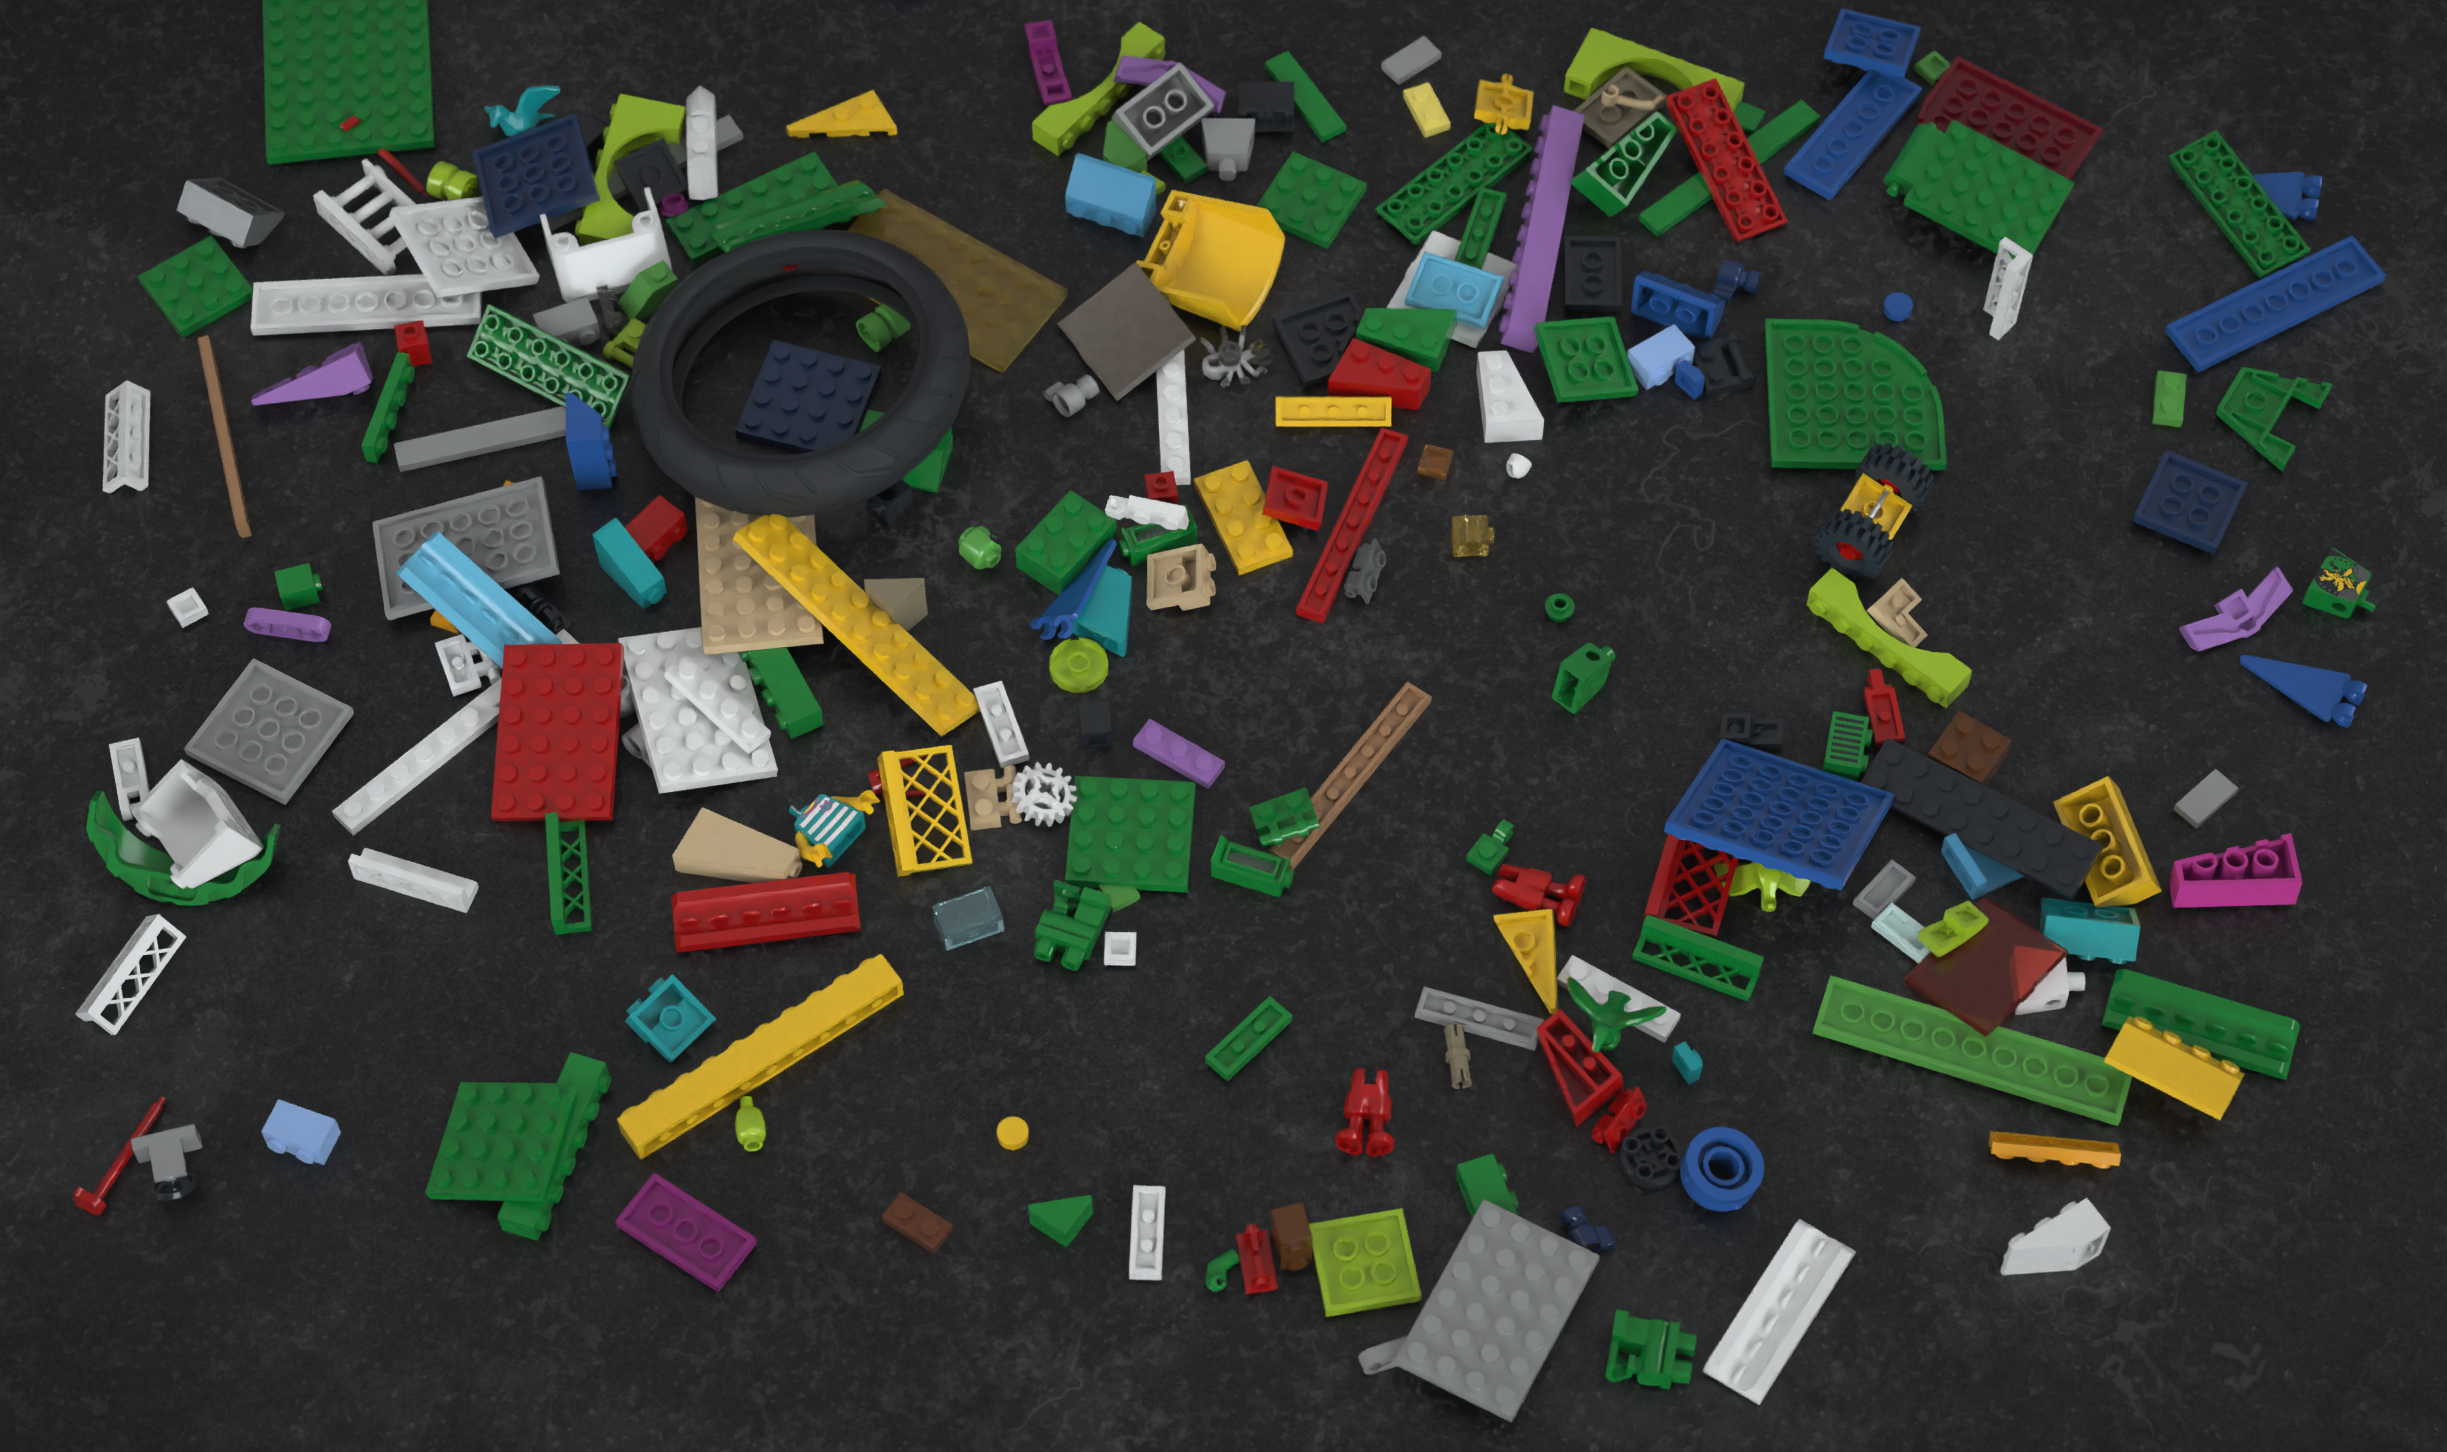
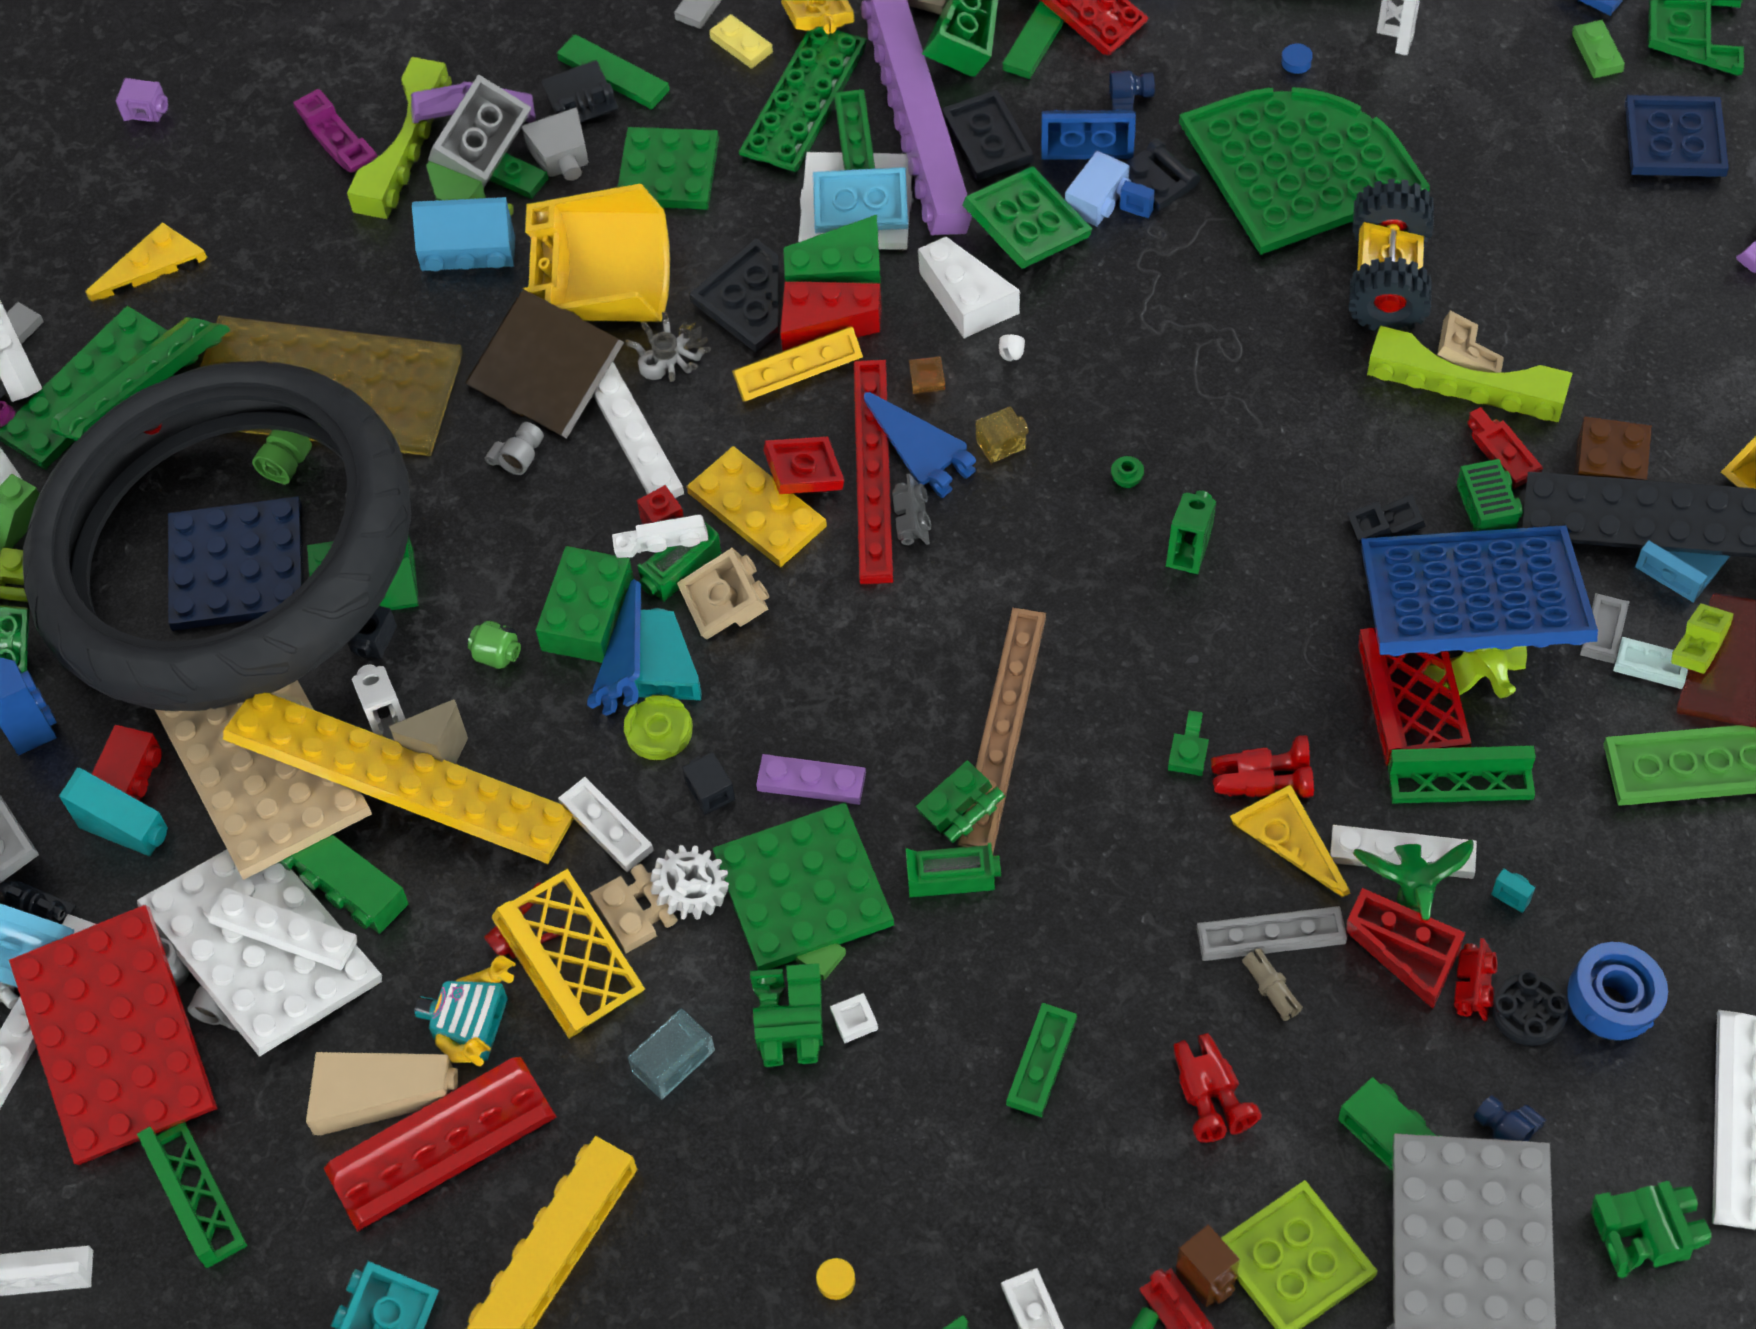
camera: 20 degrees left, 0 degrees up
(868, 547) = (375, 692): none -> white torso
(1401, 519) = (921, 445): none -> blue flag

